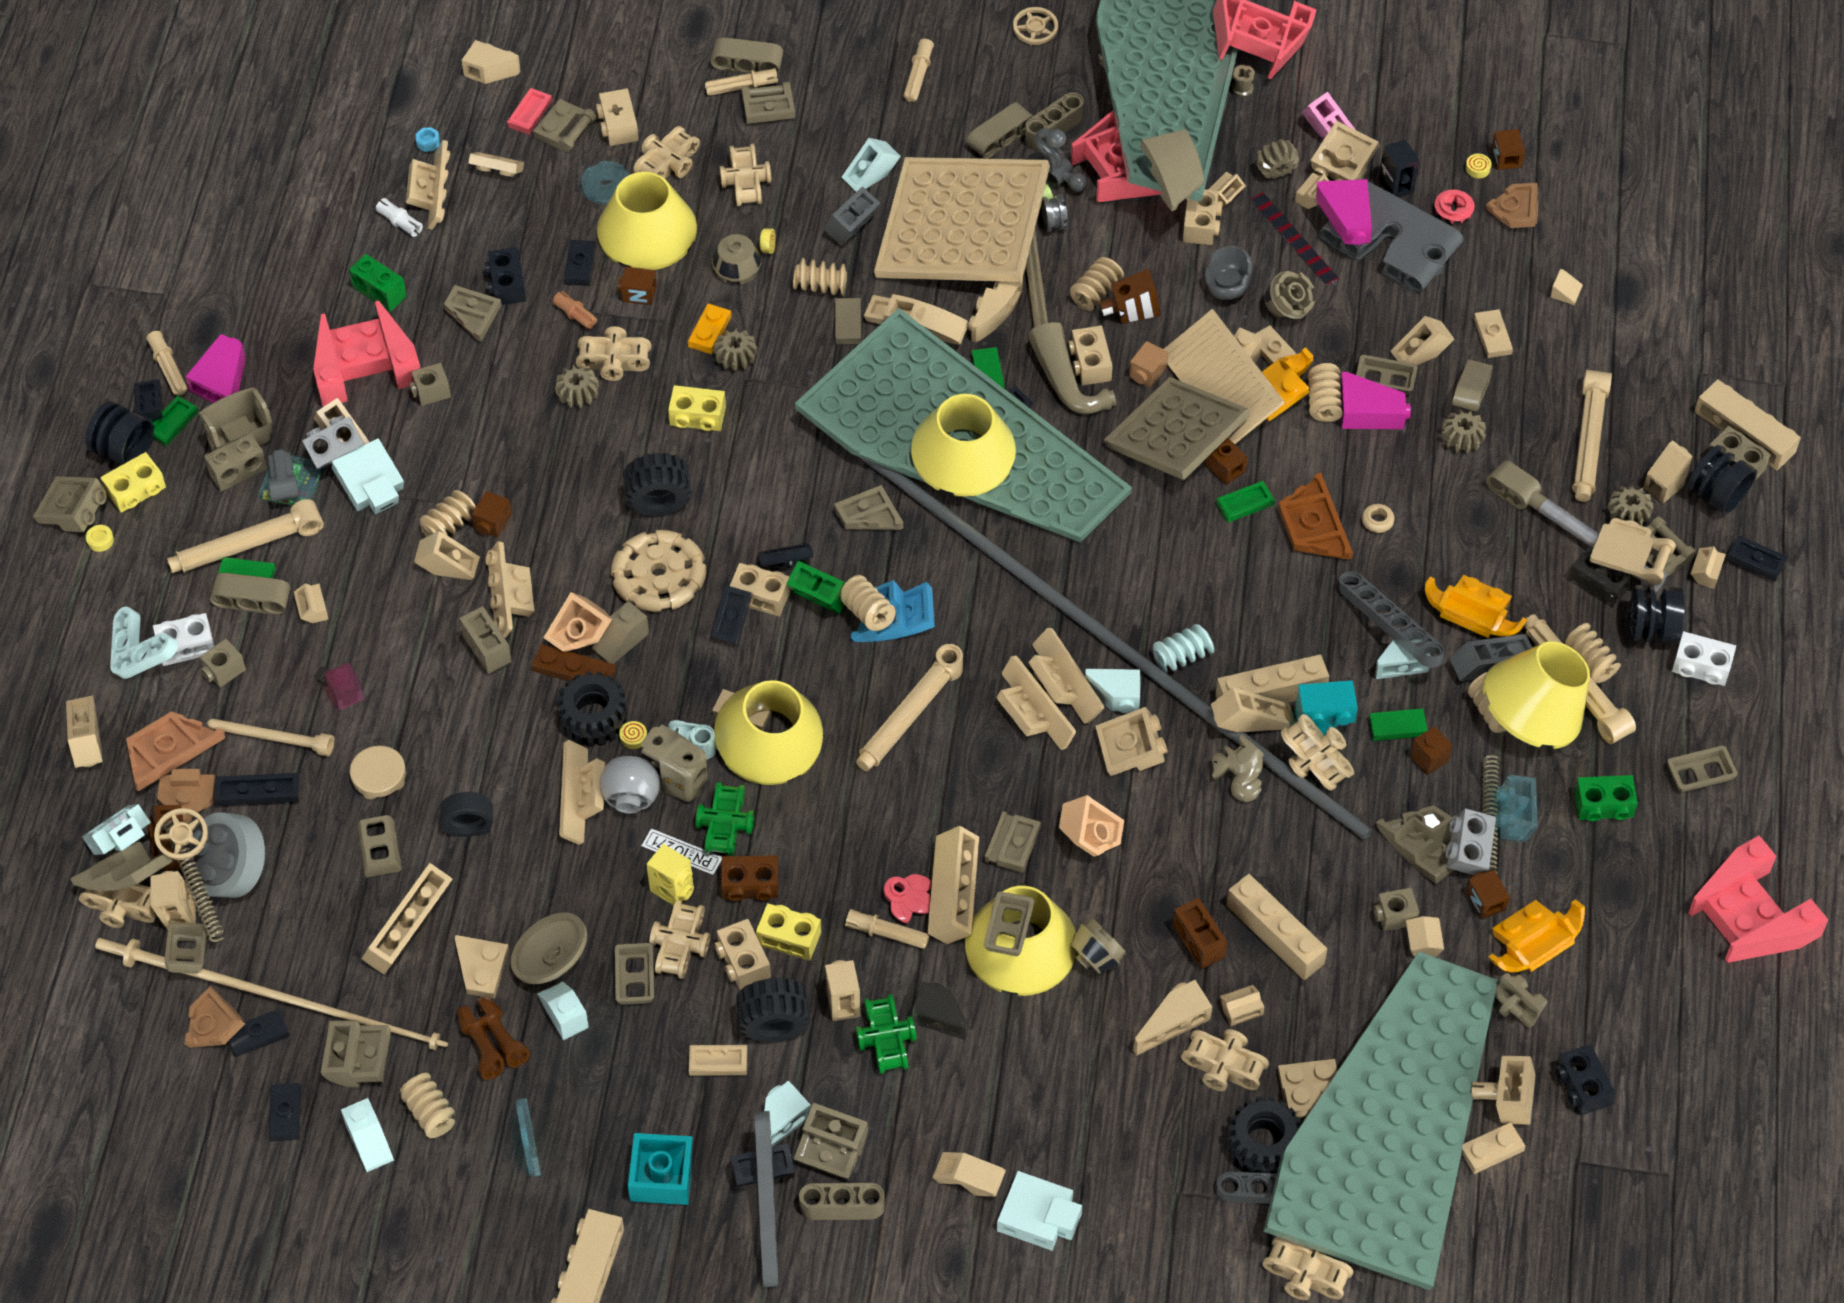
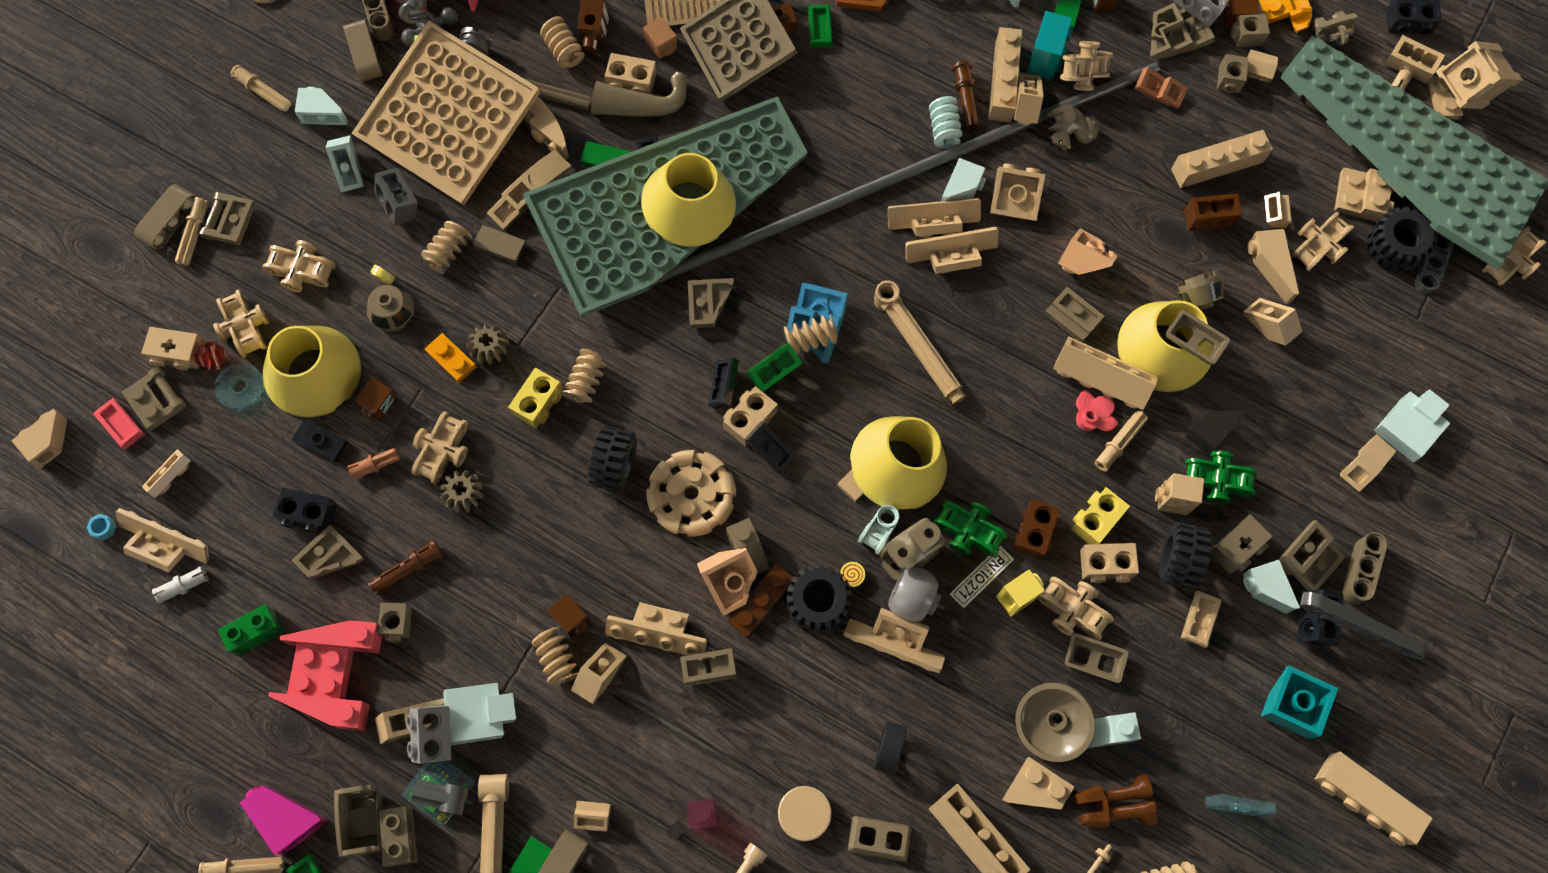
camera: 70 degrees left, 15 degrees up
(494, 378) = (416, 561): none -> reddish brown pin
(623, 146) = (211, 356): none -> clear red gear
(736, 438) = (584, 376): none -> tan piece
(816, 1072) = (1251, 535): none -> dark tan brick
(919, 120) = (316, 107): none -> light aqua slope
(1097, 1036) = (1274, 320): none -> tan slope
(1240, 655) = (965, 86): none -> reddish brown pin
(1340, 844) = (1161, 89): none -> nougat slope
(1466, 922) = (1250, 30): none -> dark tan brick
(1518, 1151) = (1490, 78): none -> tan container

